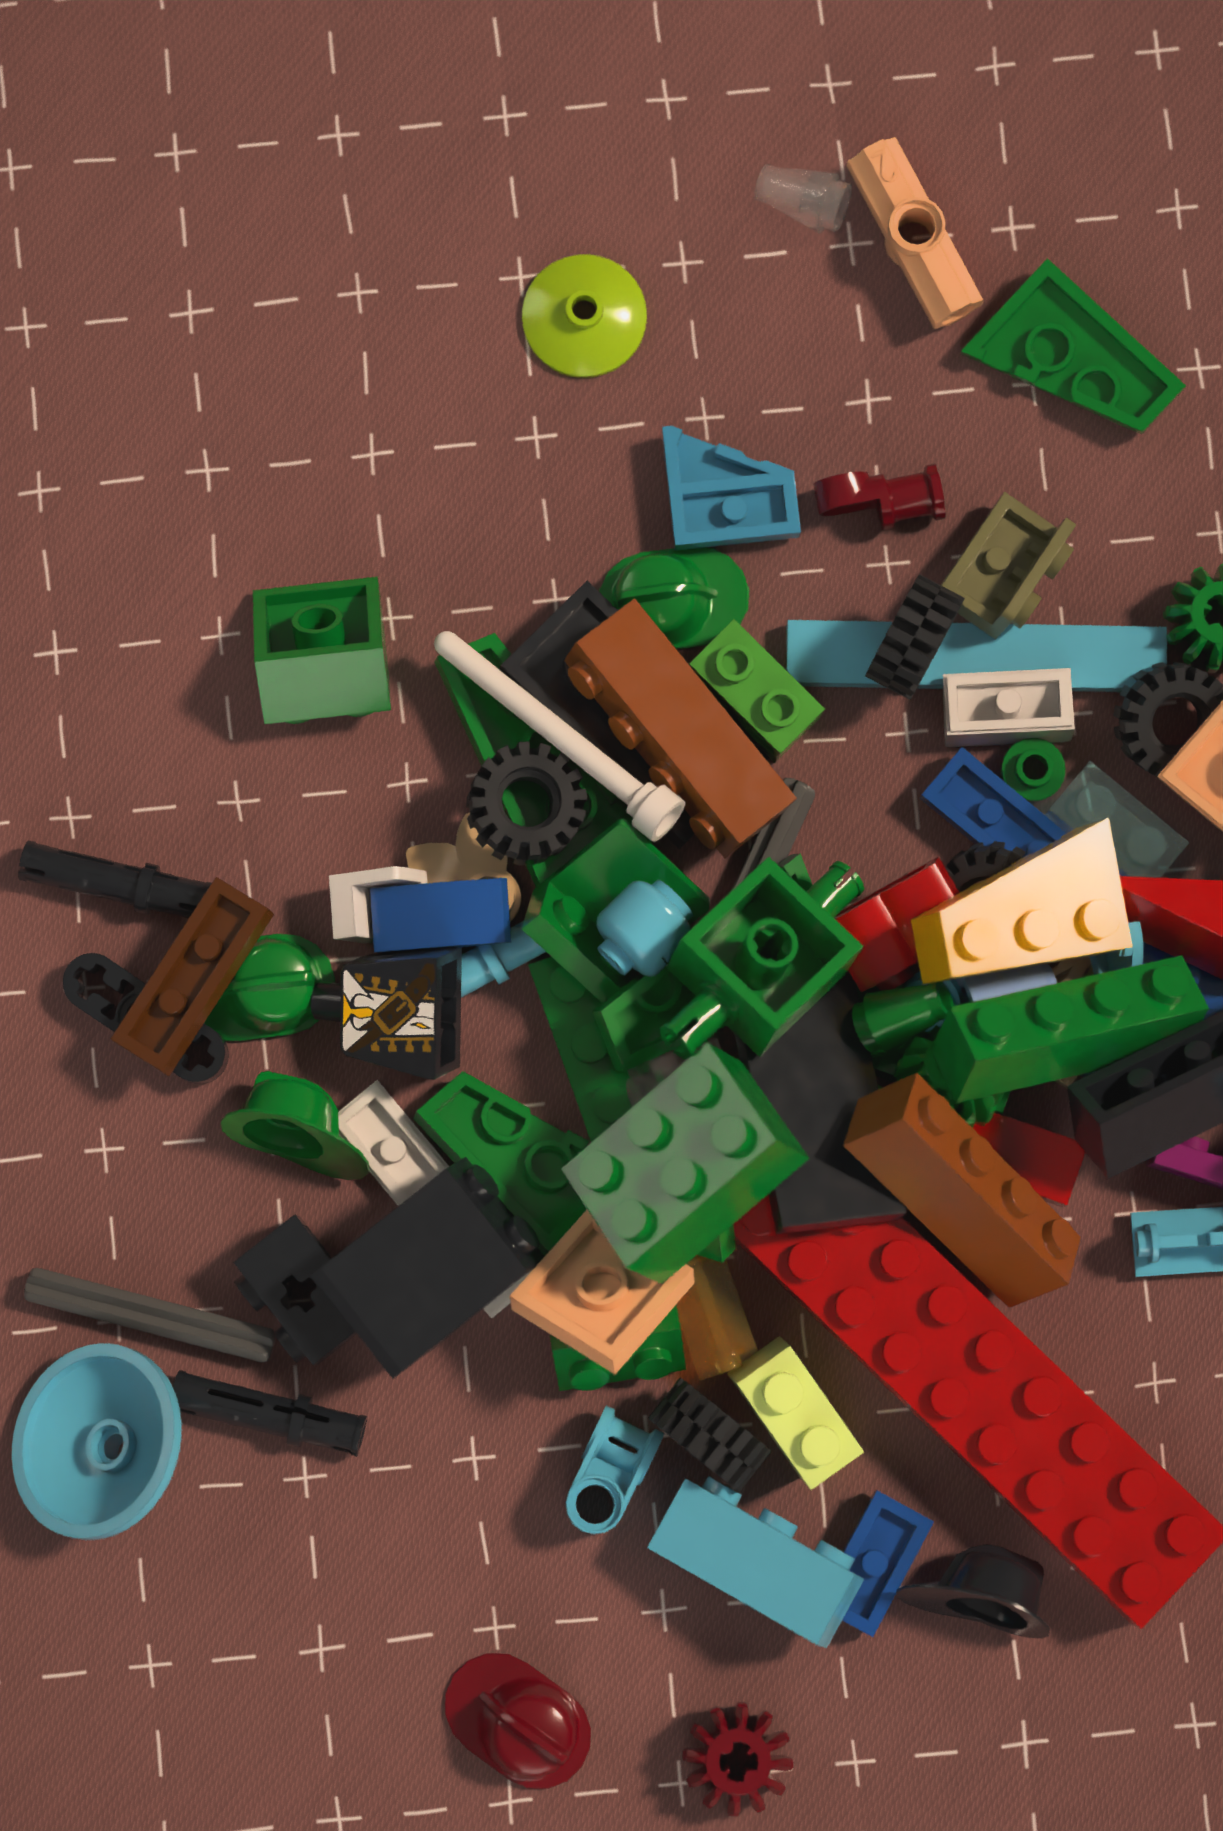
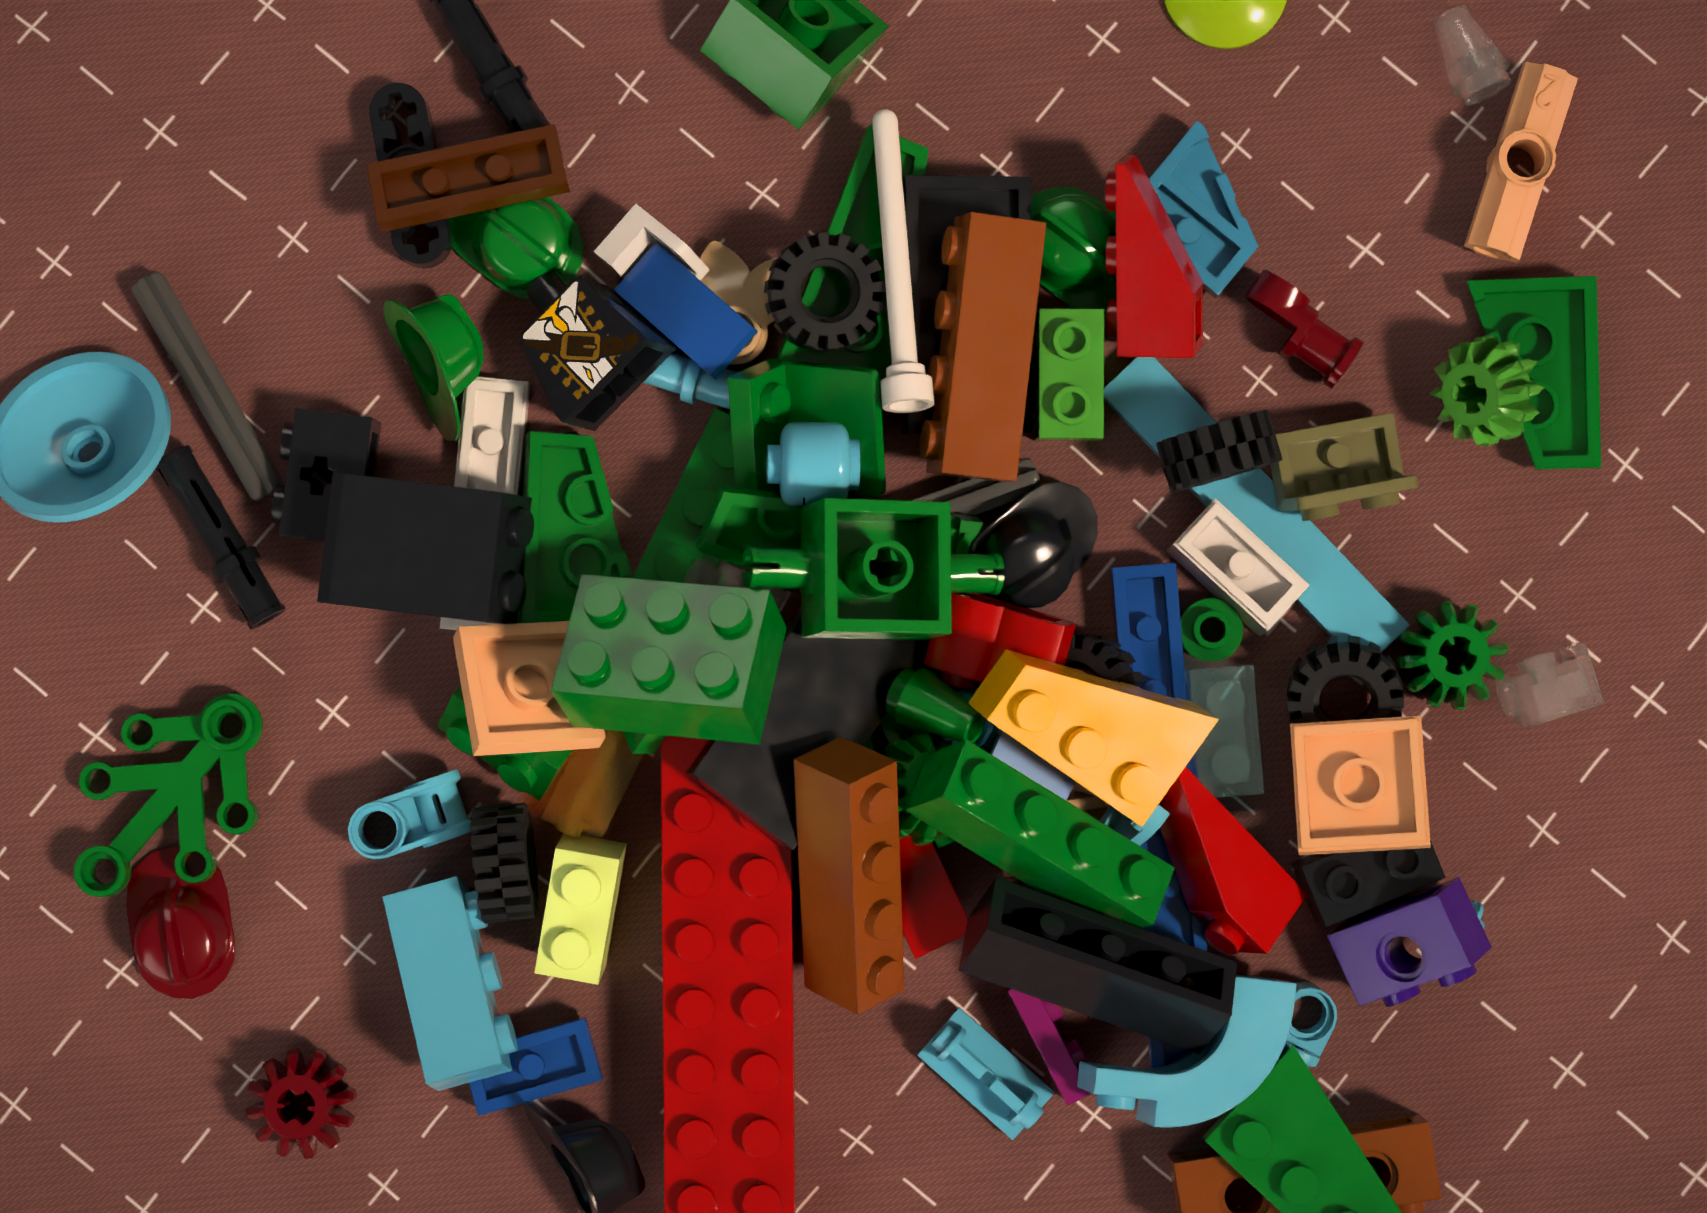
camera: 45 degrees right, 5 degrees up
(417, 1623) = (178, 787): none -> green plant
(750, 564) = (1156, 281): none -> red slope
(854, 823) = (1041, 543): none -> black piece
(1076, 418) = (1486, 390): none -> bright green gear

